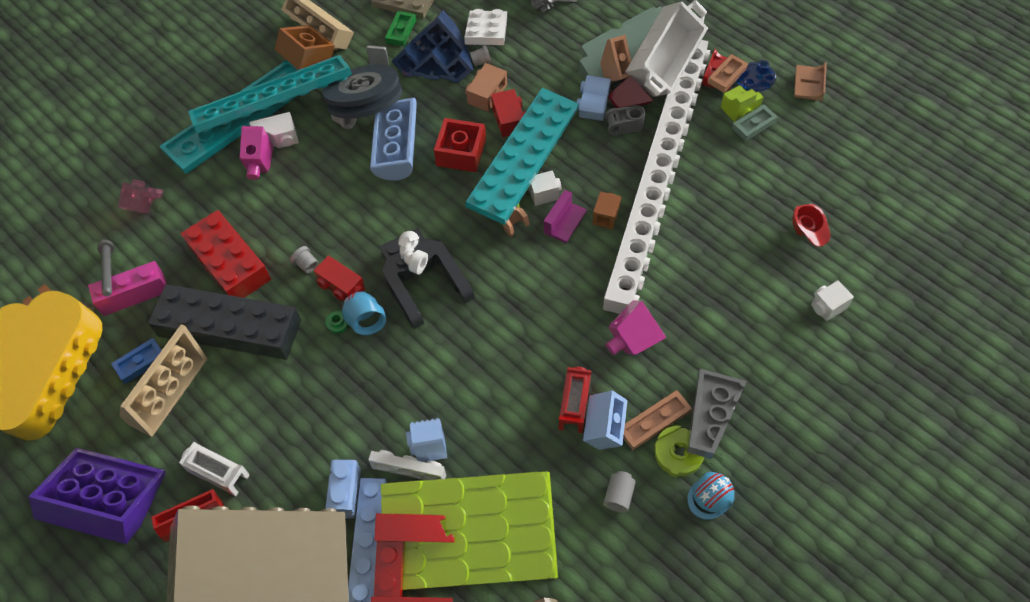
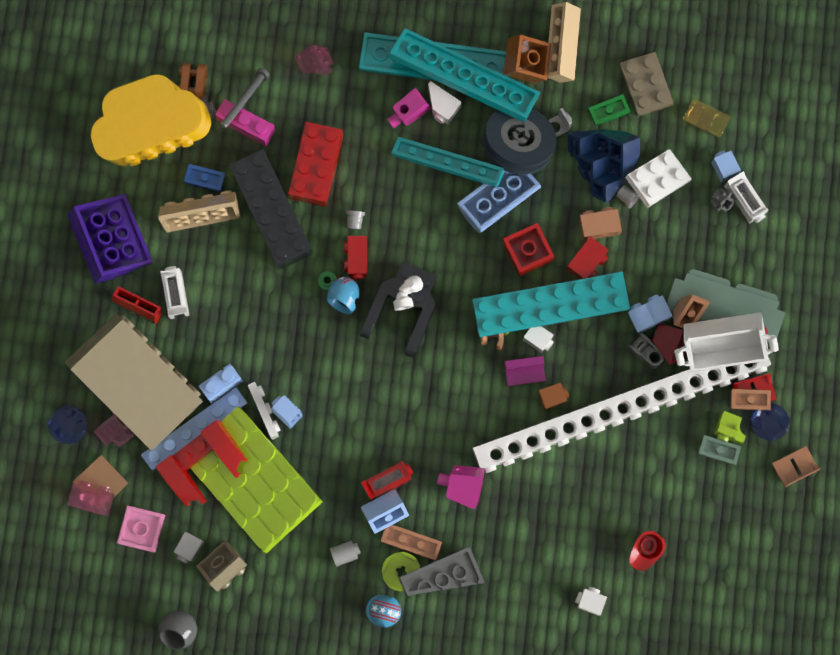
camera: 50 degrees right, 20 degrees up
(327, 153) = (448, 162): none -> teal plate

